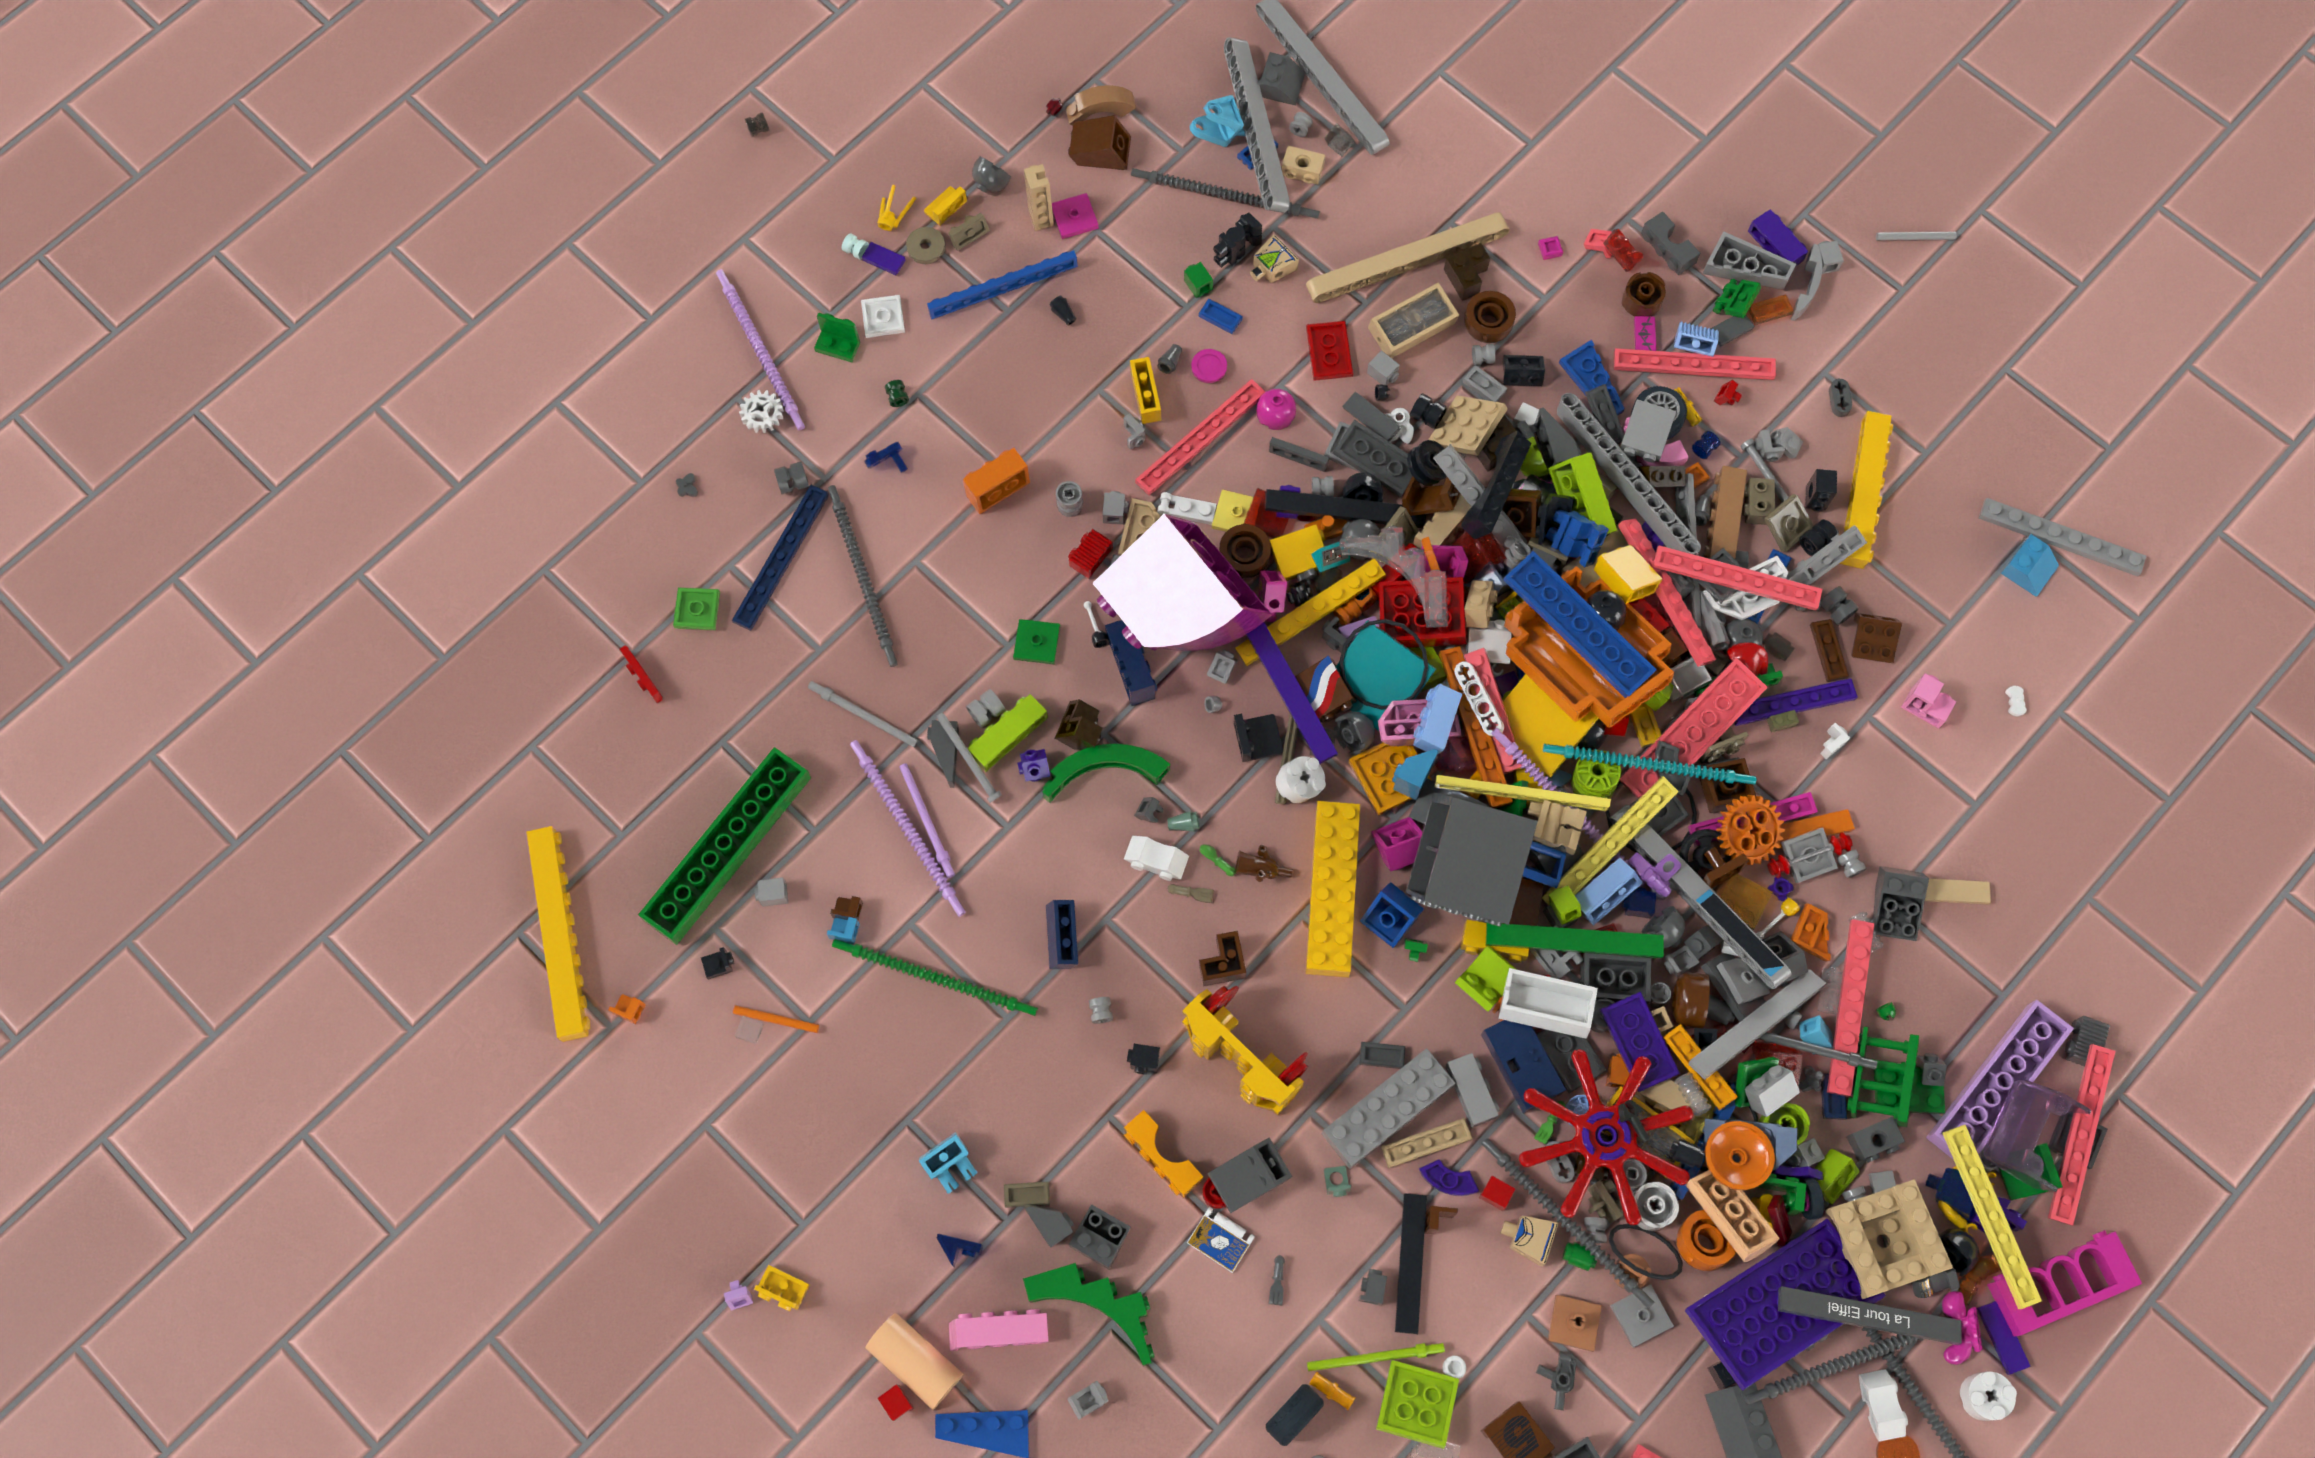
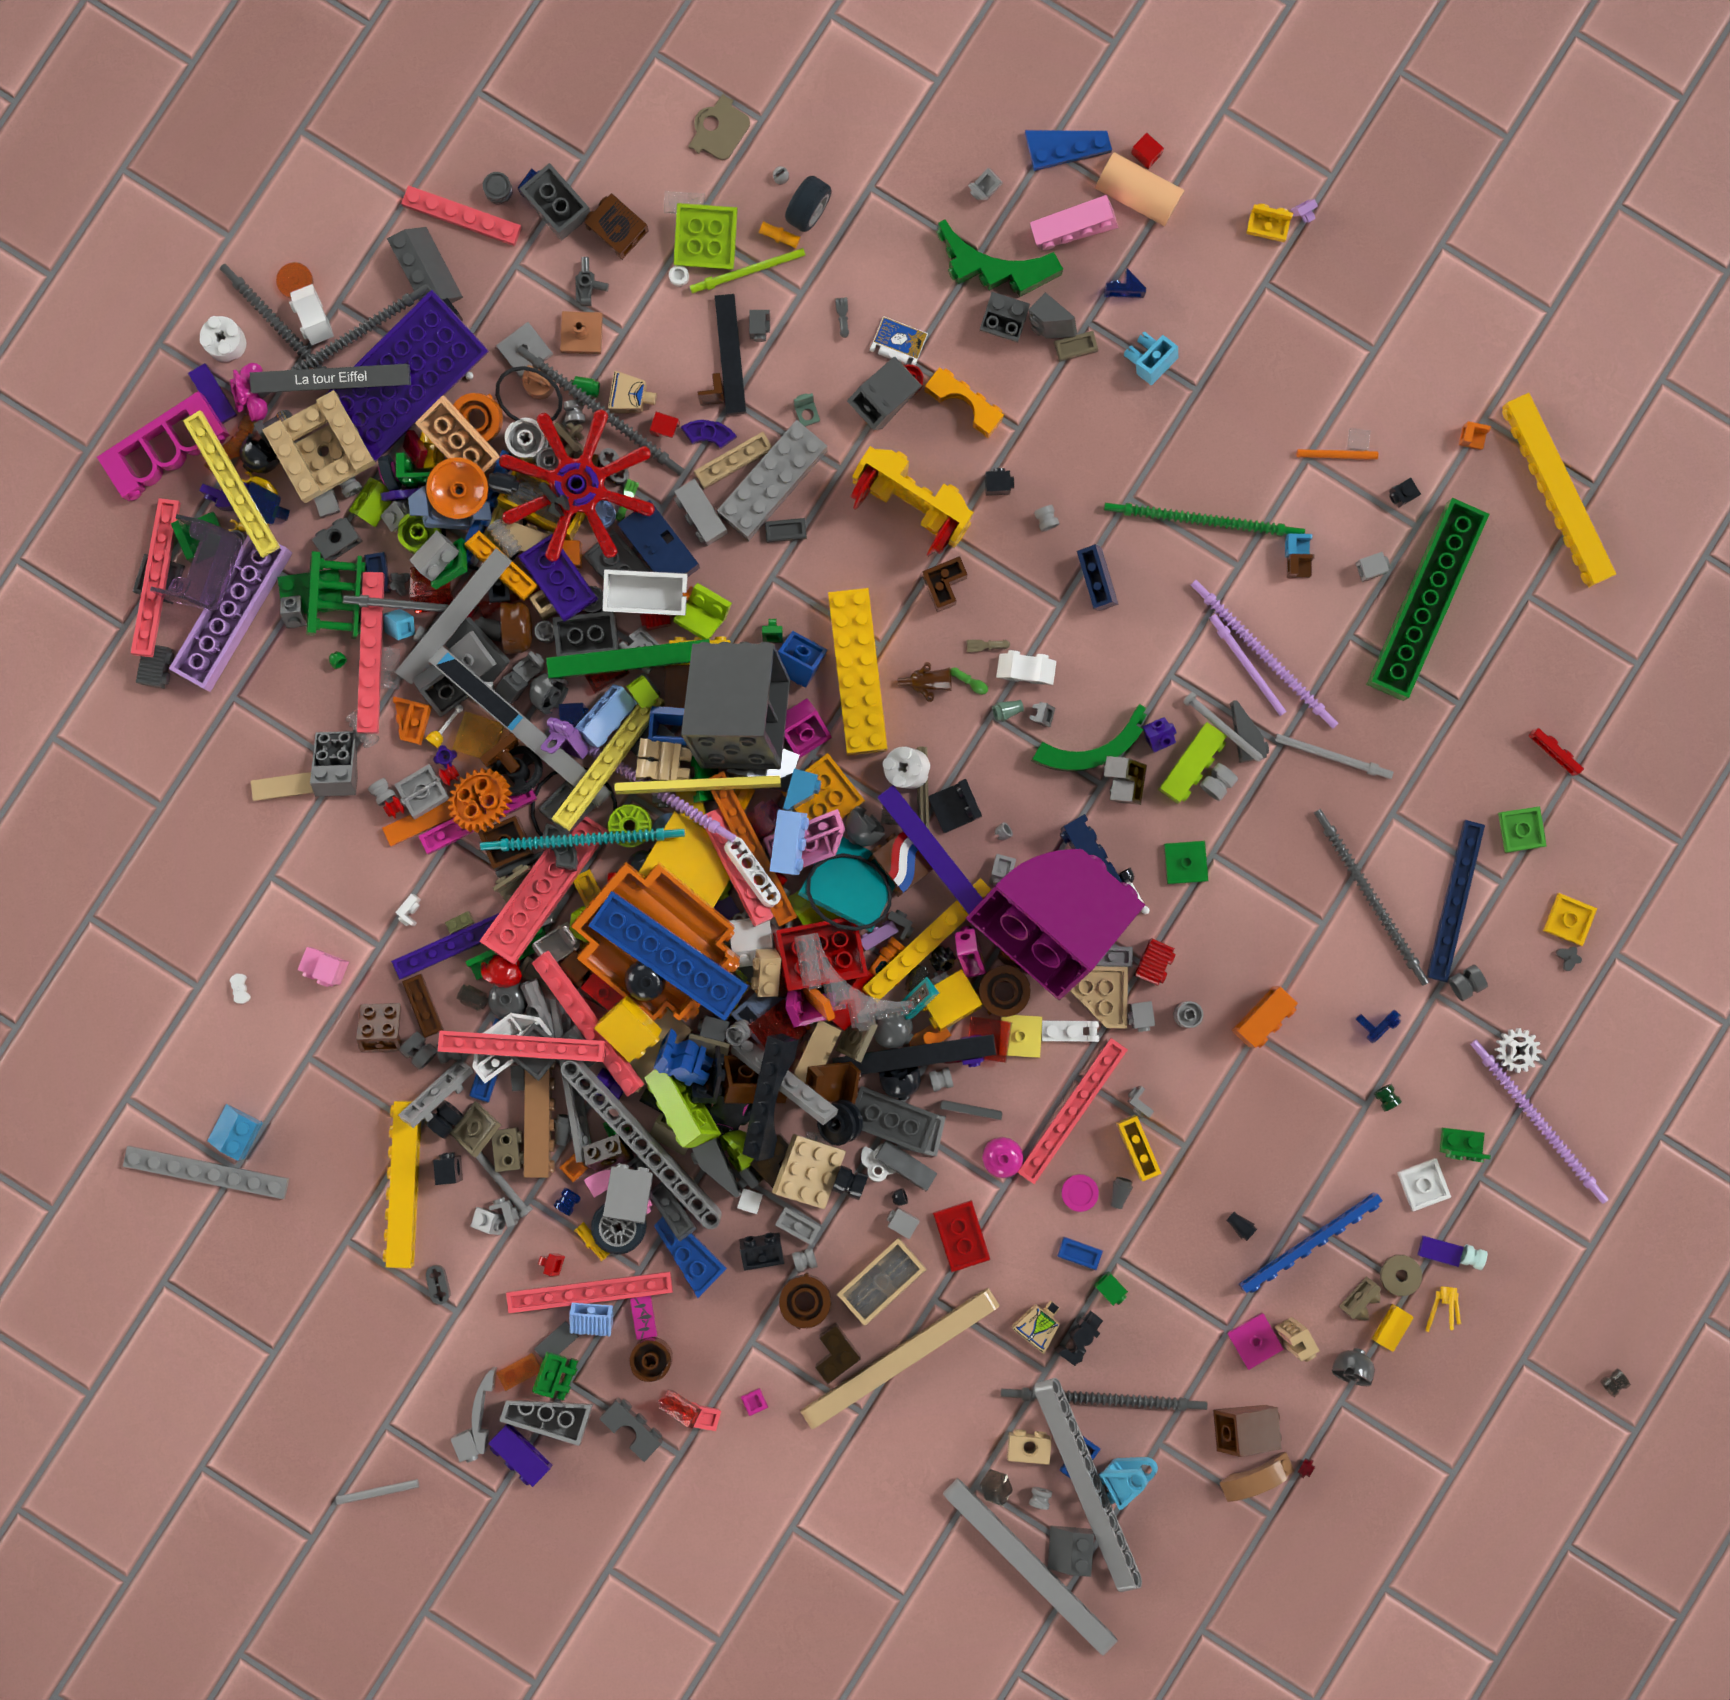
camera: 165 degrees right, 15 degrees up
(675, 519) = (1570, 919): none -> yellow tile

